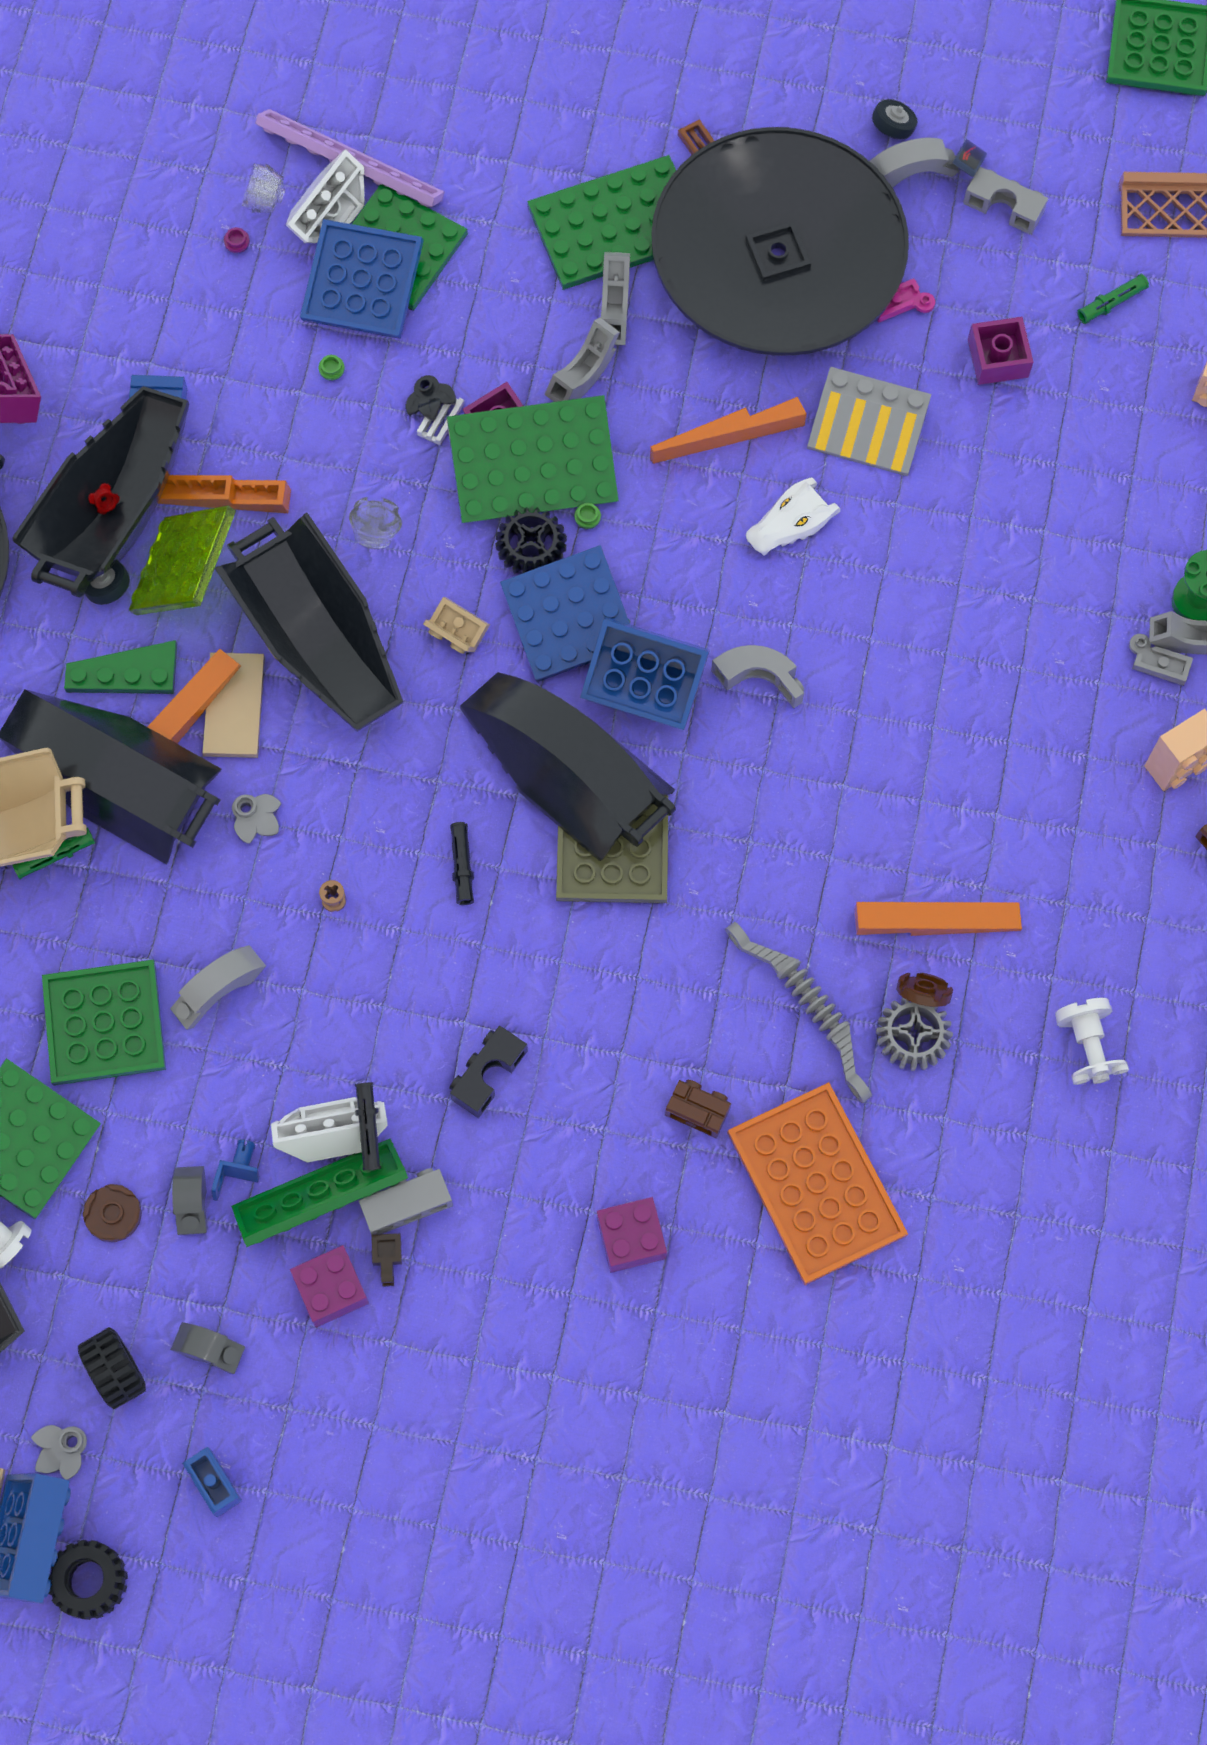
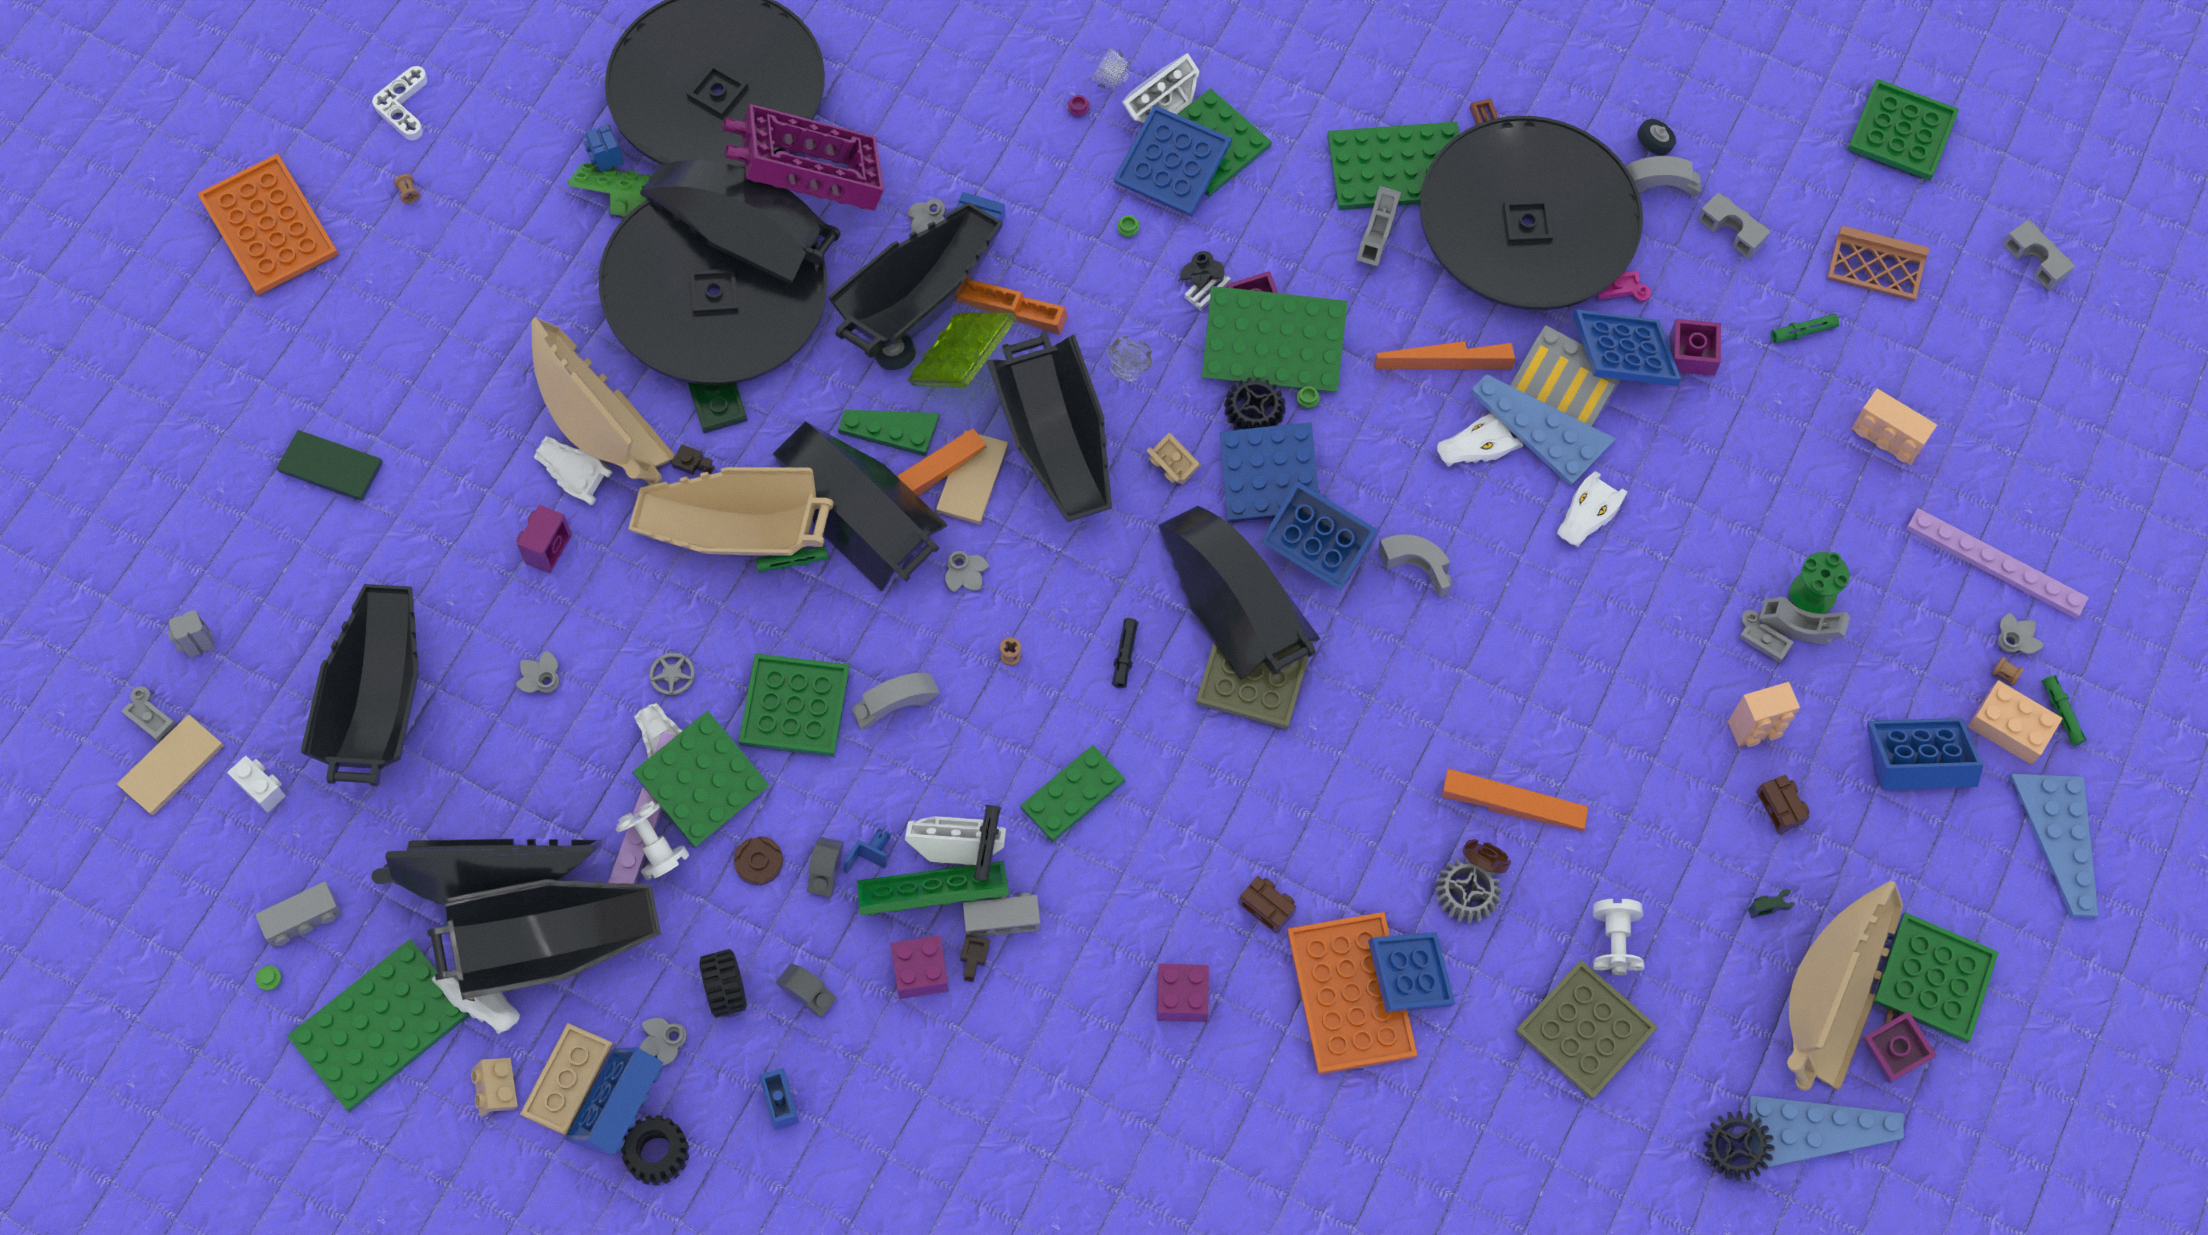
camera: 15 degrees right, 5 degrees down
(94, 414) = (922, 214): none -> light grey plate
(106, 505) = (912, 291): red plate -> none
(322, 145) = (1210, 78): lavender plate -> none
(446, 1040) = (1072, 793): none -> green plate
(500, 1050) = (1113, 812): black arch -> none
(587, 366) = (1341, 275): light grey arch -> none
(787, 967) = (1373, 808): light grey piece -> none
(869, 490) = (1554, 436): none -> medium blue wing
(877, 1142) = (1411, 972): none -> blue plate
(926, 371) = (1626, 348): none -> blue plate
(933, 563) = (1590, 508): none -> white animal
(969, 158) = (1711, 183): slope -> none
(1083, 1154) = (1586, 1029): none -> olive plate

